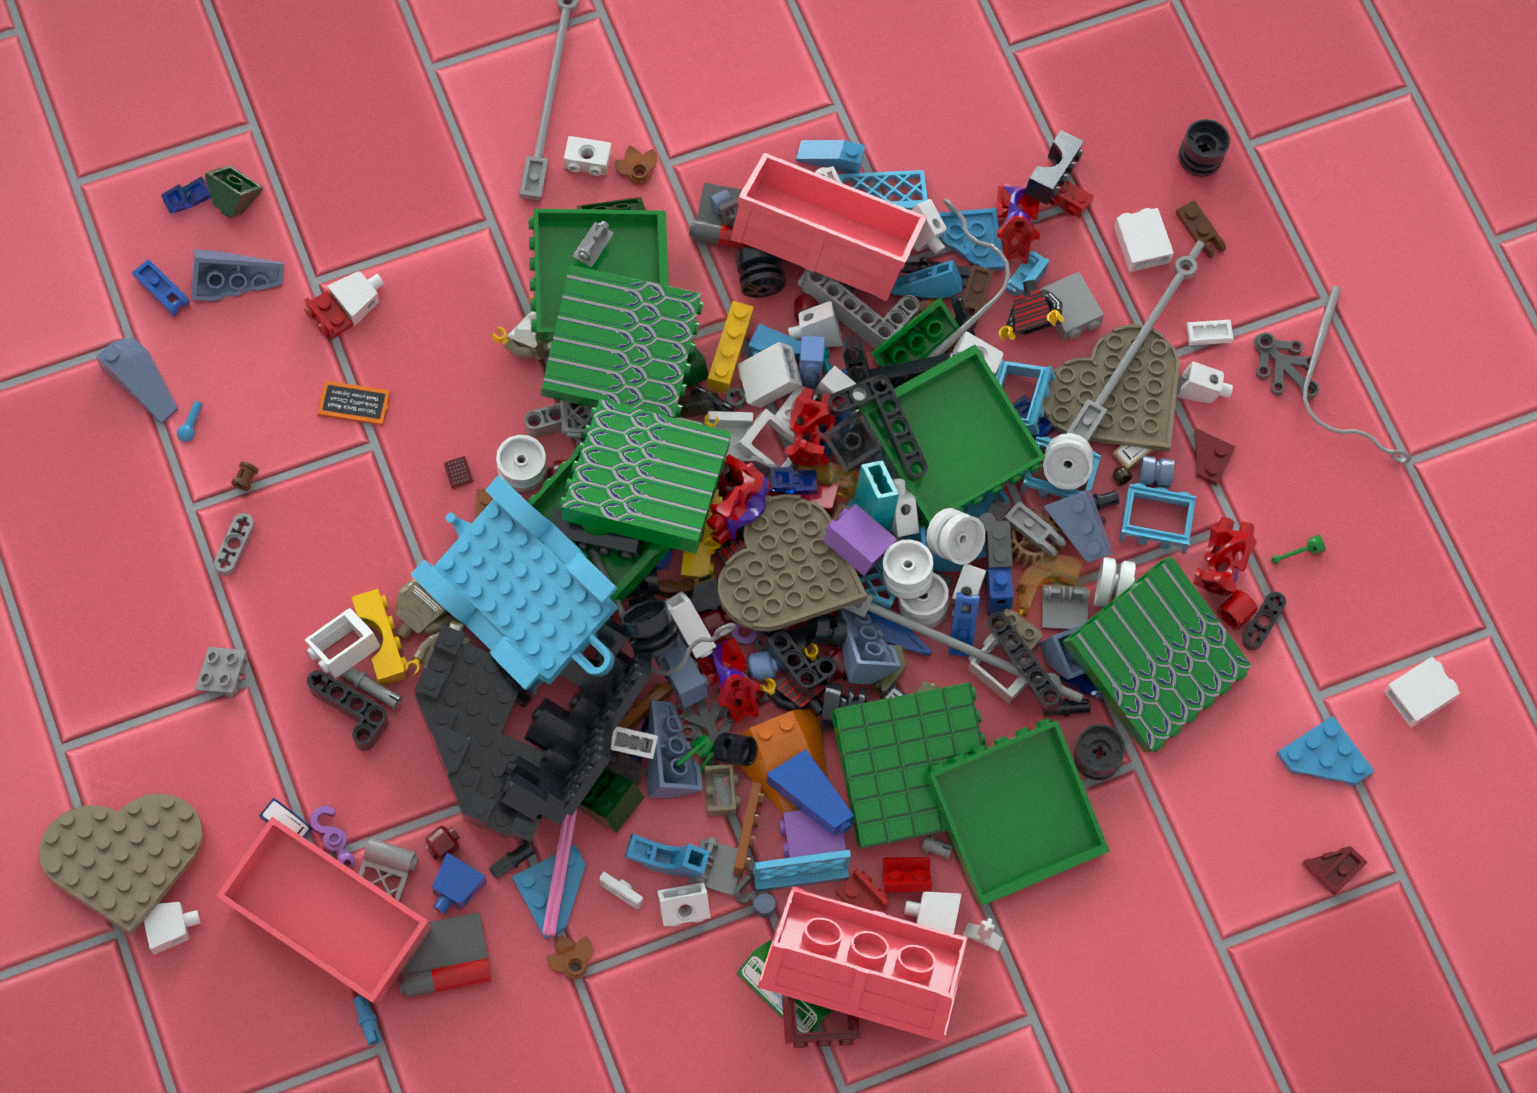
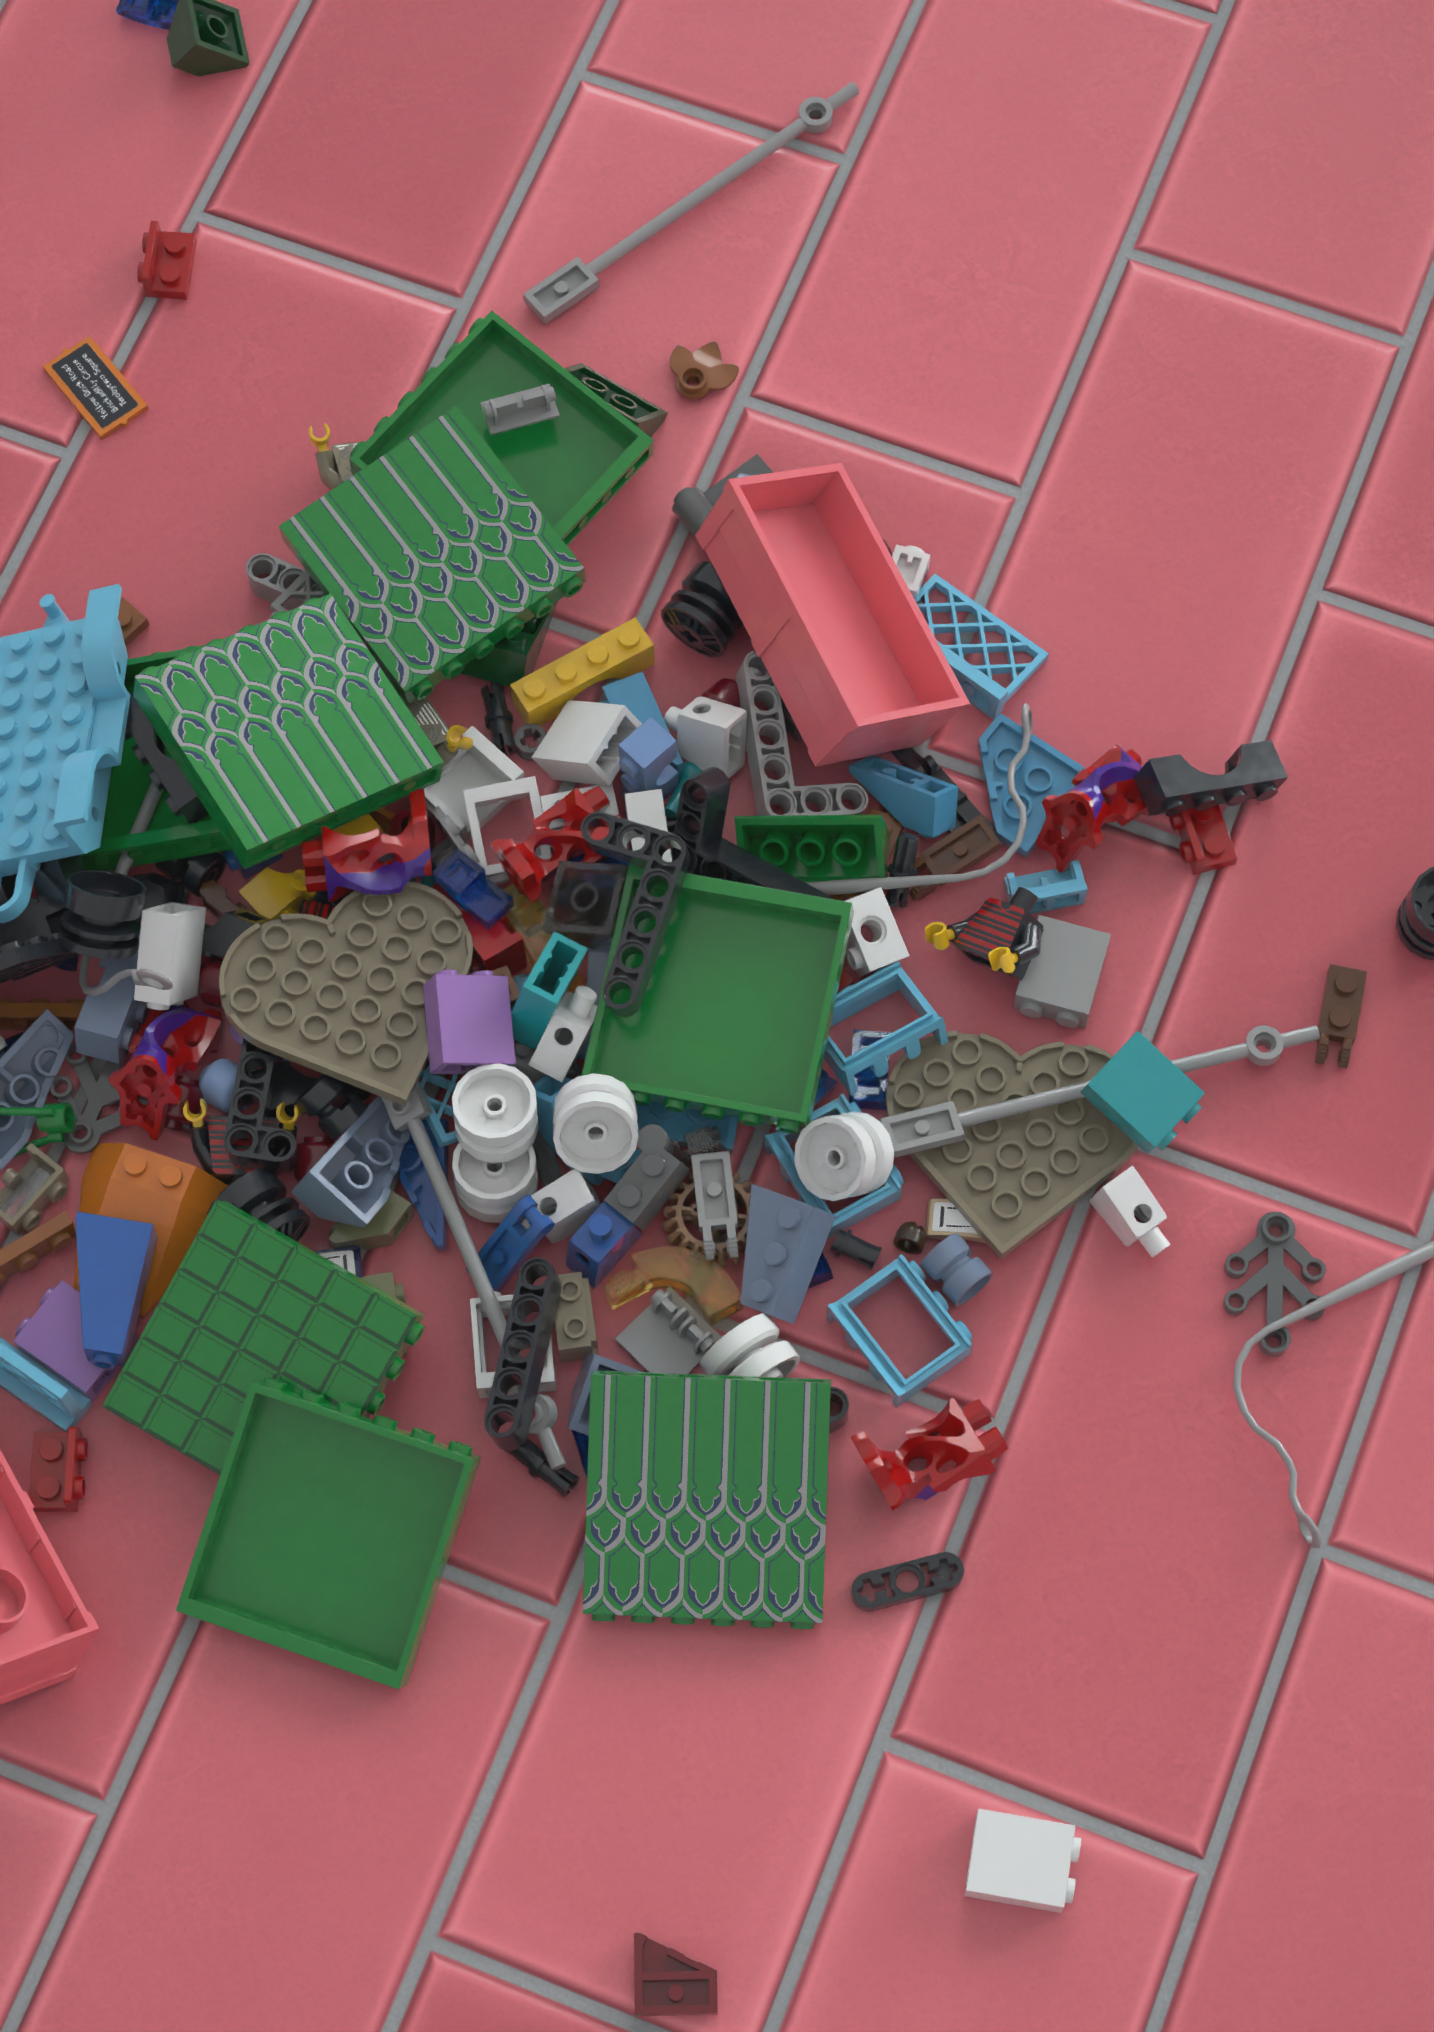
camera: 50 degrees right, 0 degrees up
(160, 287) = (19, 86): blue plate -> none
(228, 274) = (99, 124): sand blue wedge -> none
(356, 294) = (218, 265): white torso -> none
(458, 472) = (123, 560): dark red slope -> none
(522, 462) = (196, 604): white wheel -> none
(581, 147) = (642, 296): white brick -> none
(696, 404) = (464, 703): clear smoke hinge -> none
(735, 749) = (83, 1153): black wheel -> none
(841, 154) = (951, 546): dark azure slope -> none
(906, 874) = (131, 1491): red bracket -> none
(932, 228) = (972, 727): white torso -> none
(935, 910) = (118, 1570): white torso -> none
(937, 847) = (203, 1486): light grey pin -> none
(984, 934) = (151, 1652): white piece -> none
(1102, 739) = (507, 1532): black wheel -> none
(1143, 239) = (1244, 965): white brick -> none
(1163, 328) = (1144, 1094): none -> teal brick
(1209, 332) = (1213, 1155): white plate -> none
(1211, 456) = (1054, 1314): dark red wing -> none
(1237, 609) = (882, 1535): red piece -> none
(1314, 545) = (1073, 1543): green hinge -> none
(1326, 755) = (812, 1826): dark azure plate -> none

